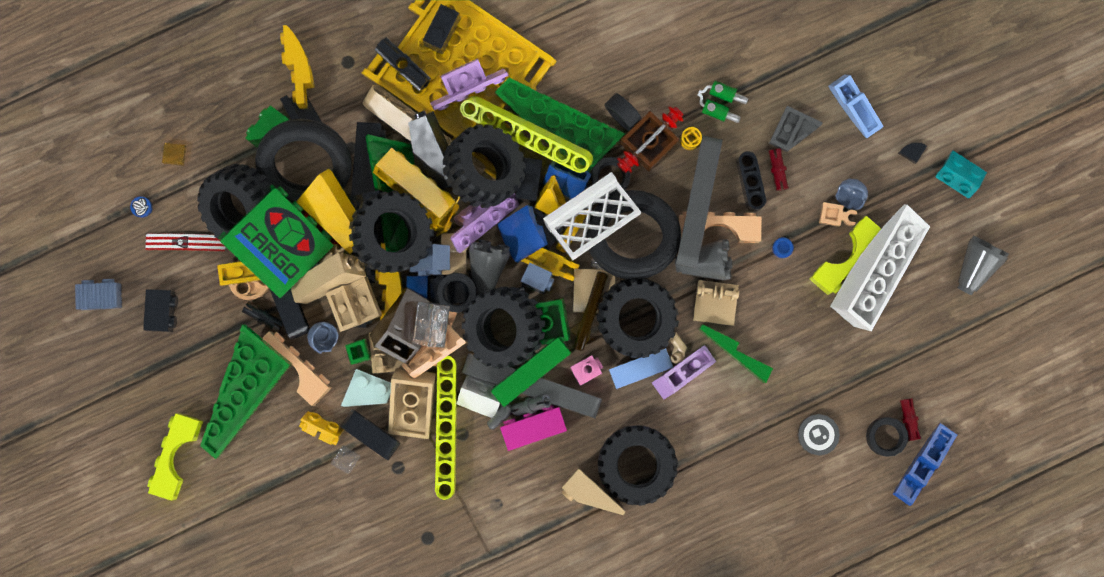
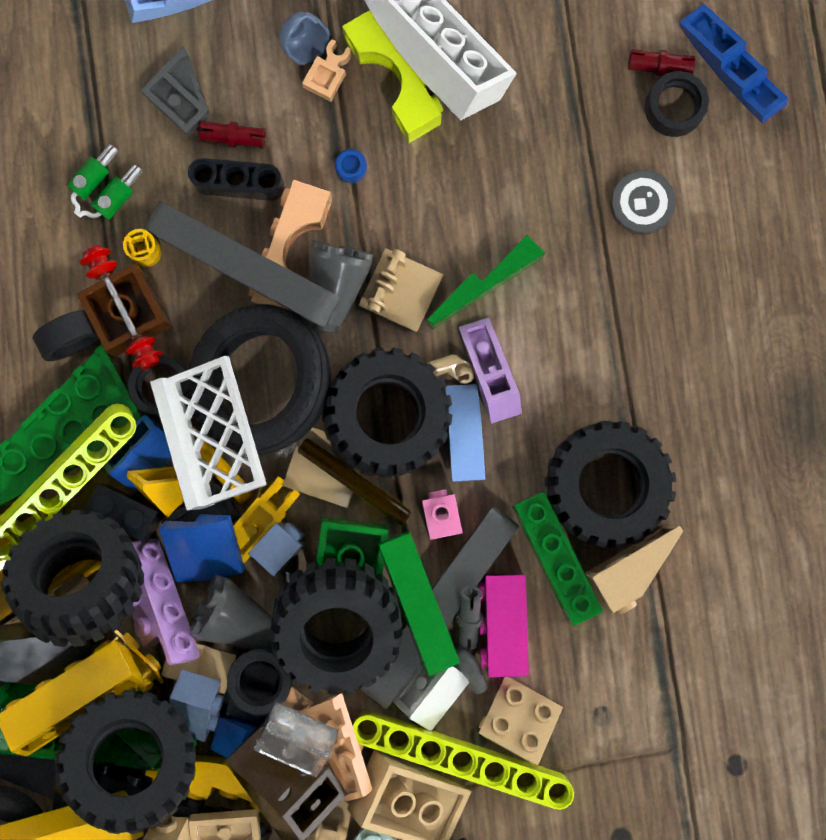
camera: 75 degrees left, 0 degrees up
(479, 455) = (520, 720): none -> tan hinge
(583, 447) = (557, 558): none -> green brick

